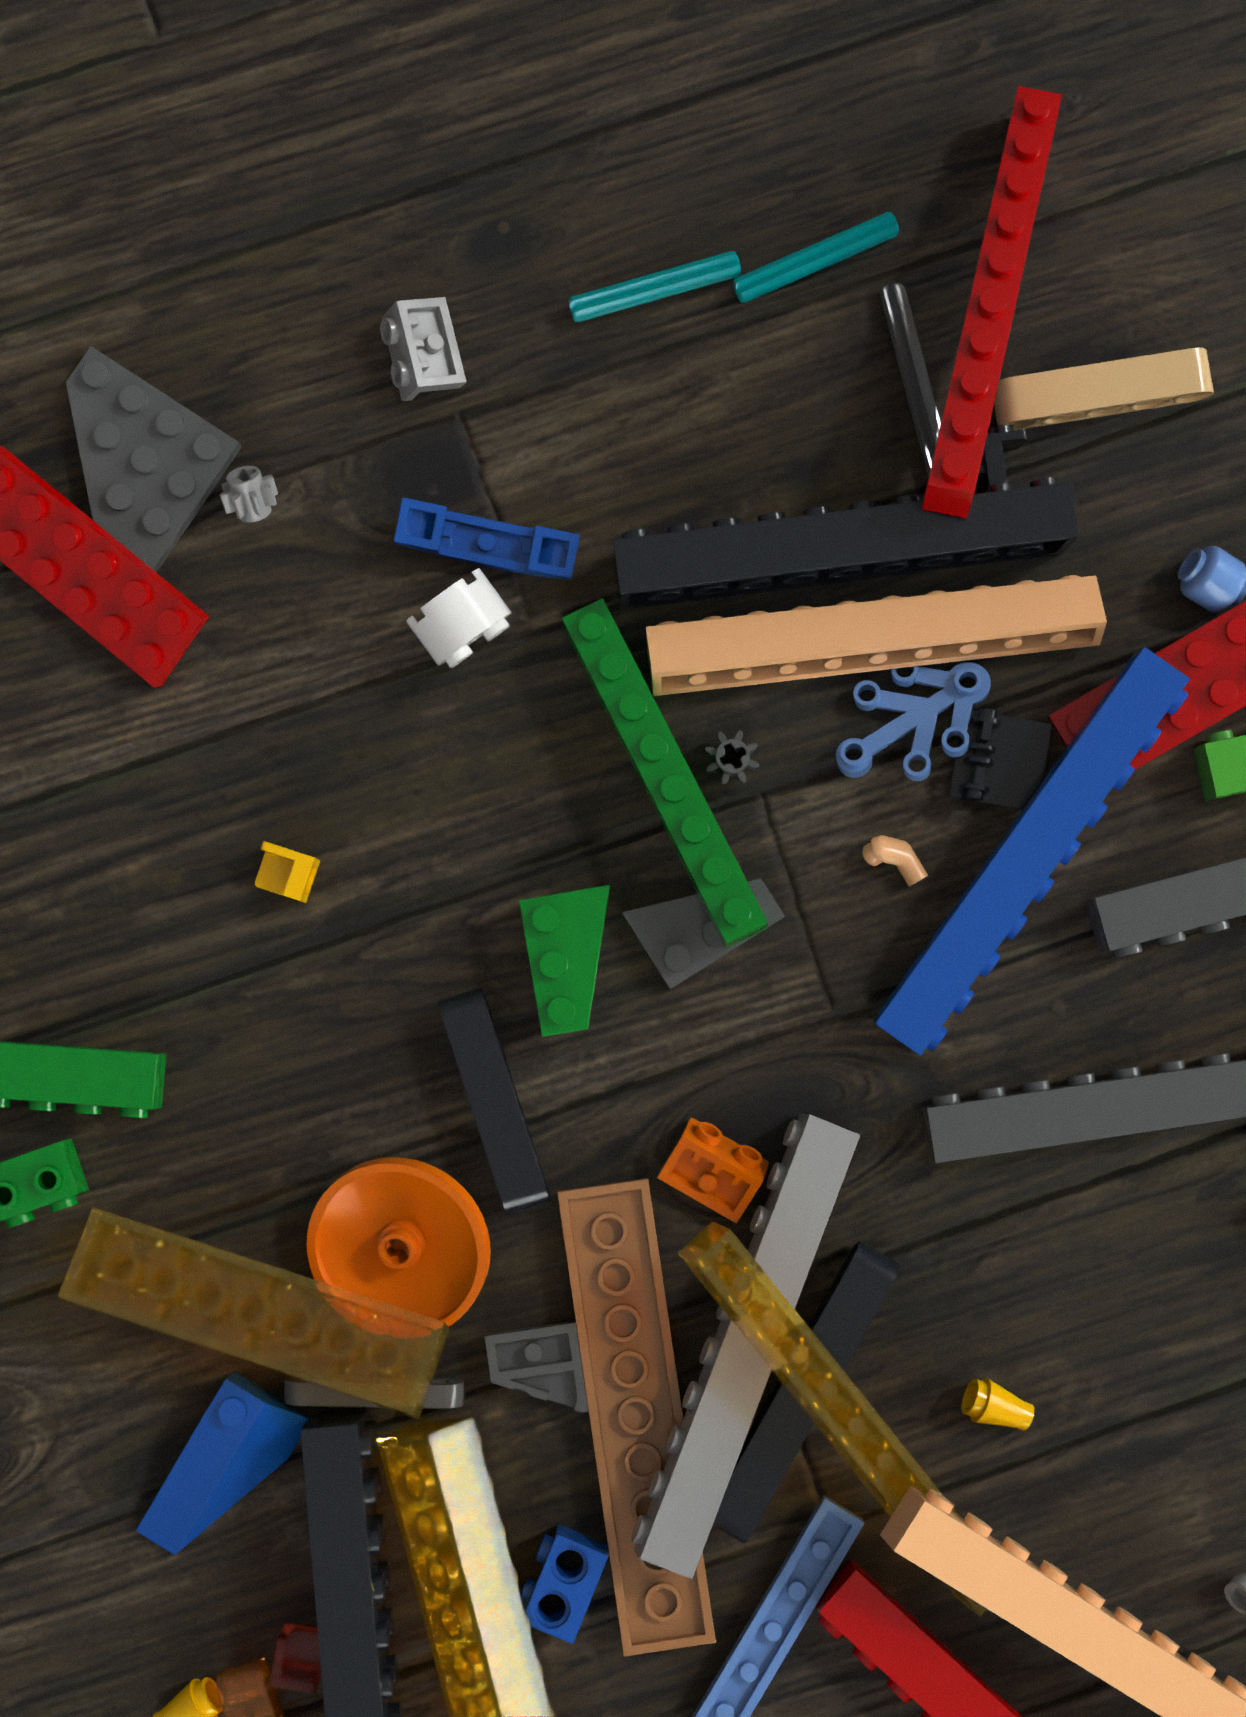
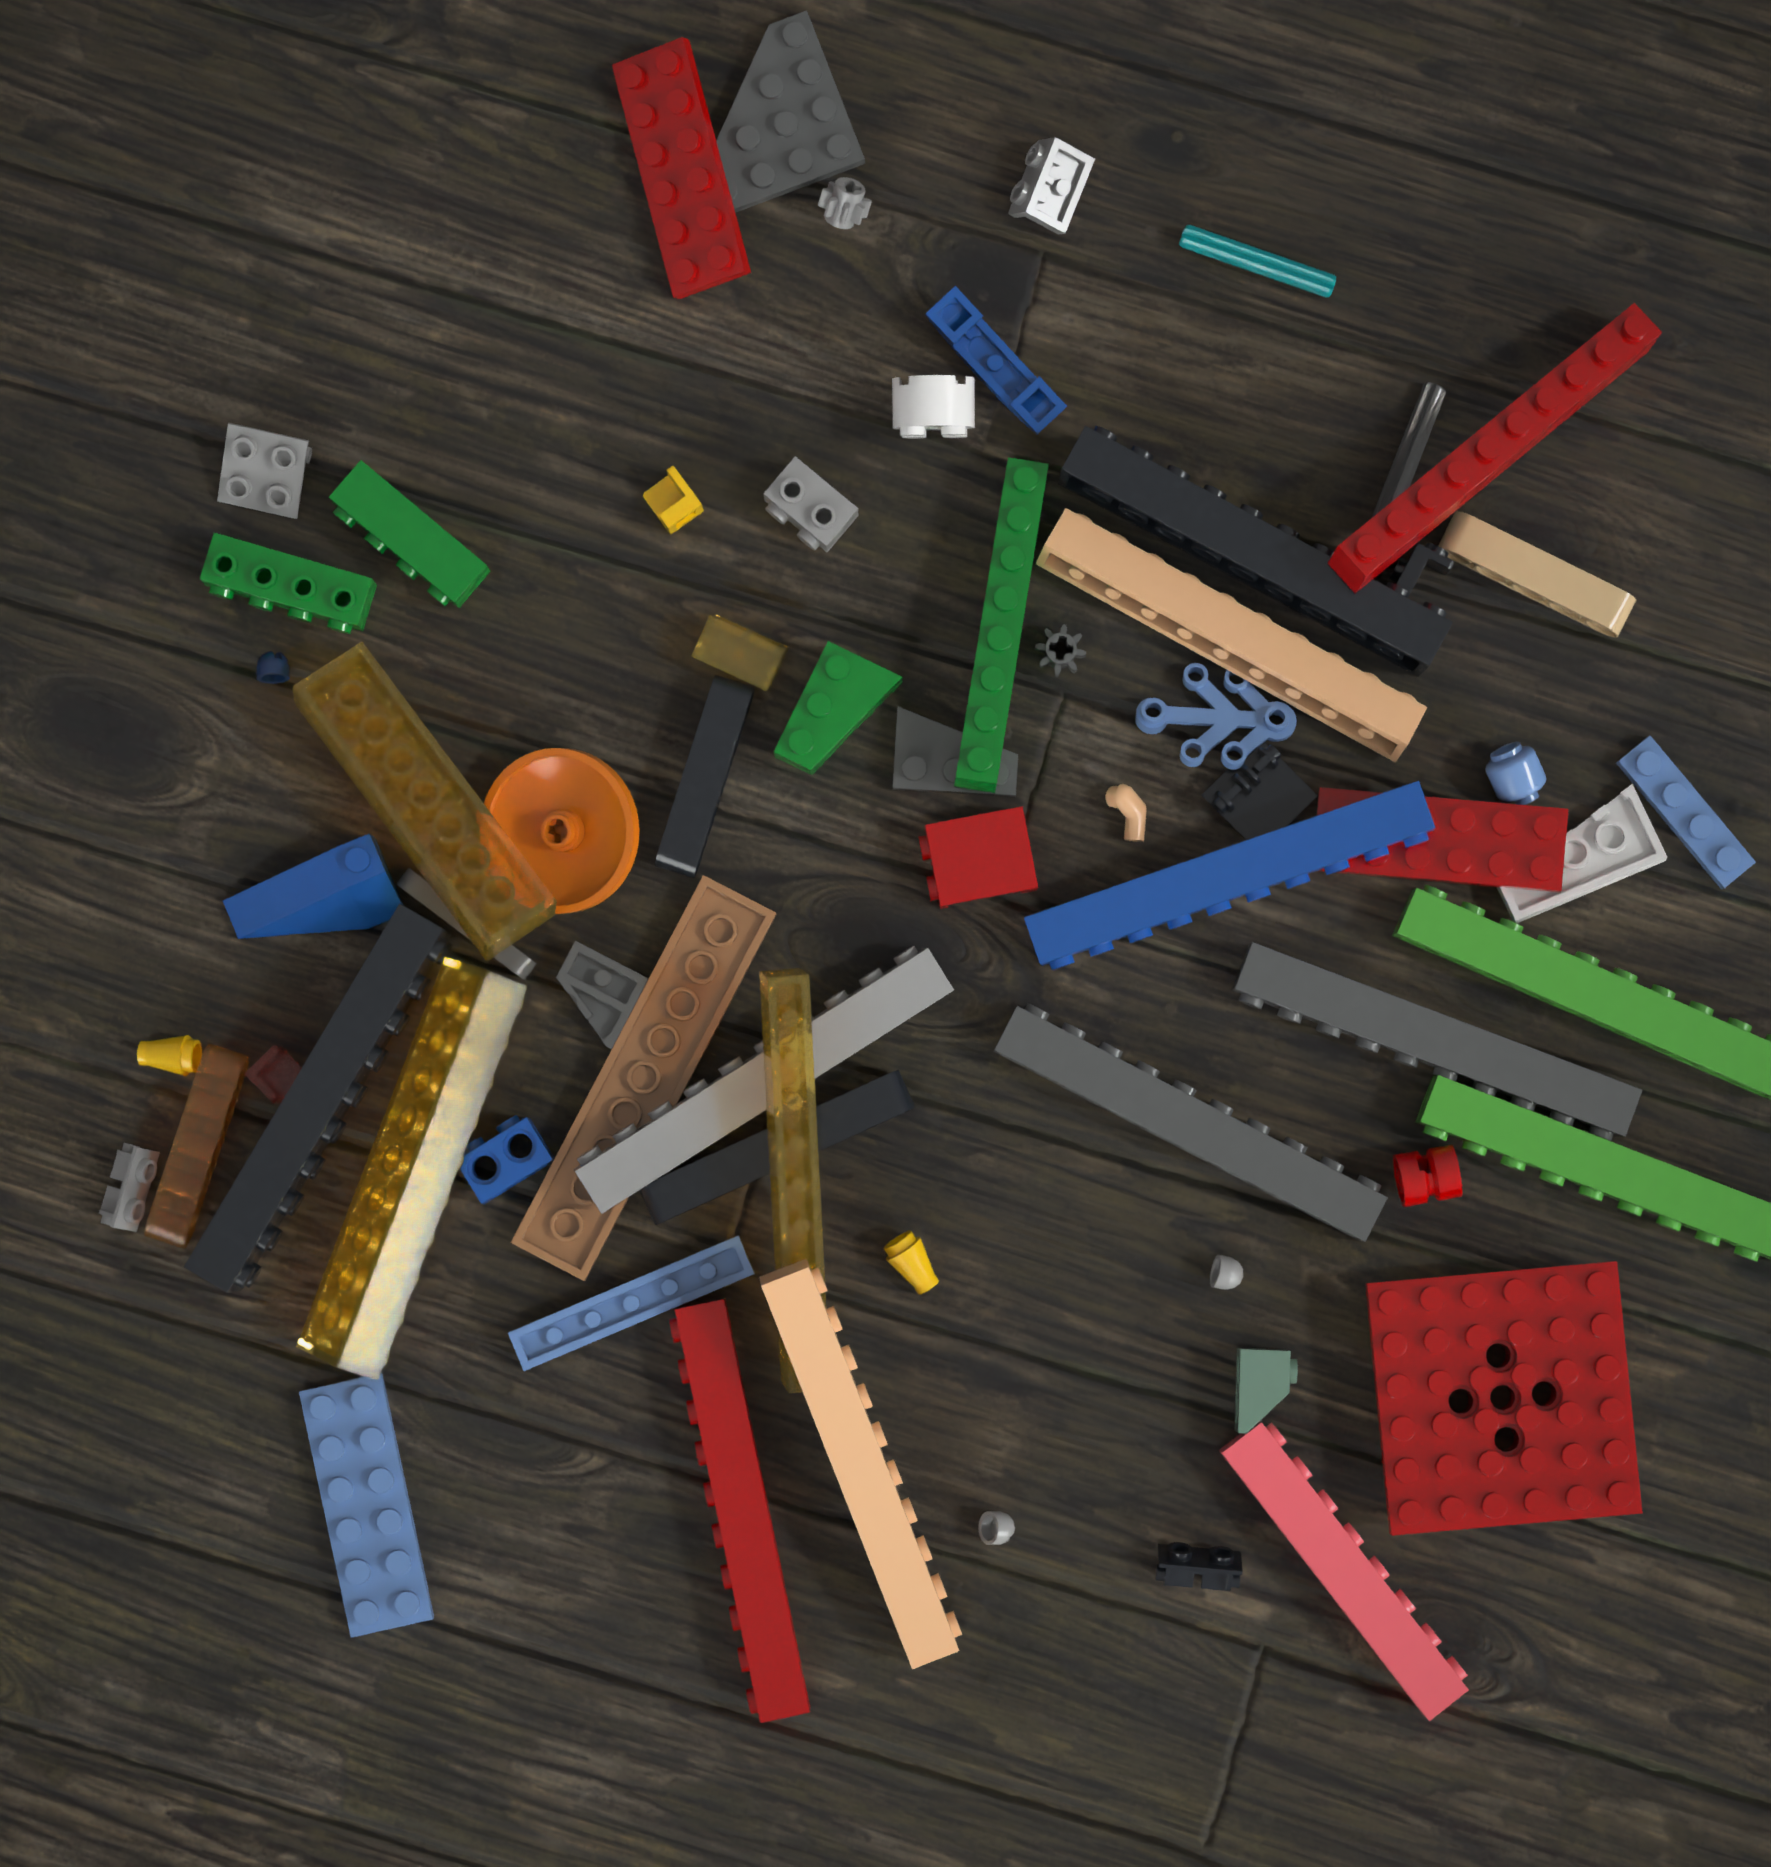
camera: 40 degrees right, 0 degrees up
(30, 1287) = (273, 668): none -> dark blue hinge
(413, 788) = (809, 505): none -> light grey brick
(444, 965) = (740, 651): none -> clear yellow hinge
(714, 1169) = (829, 941): orange bracket -> none
(794, 997) = (978, 857): none -> red panel
(816, 257) = (1394, 324): teal axle -> none

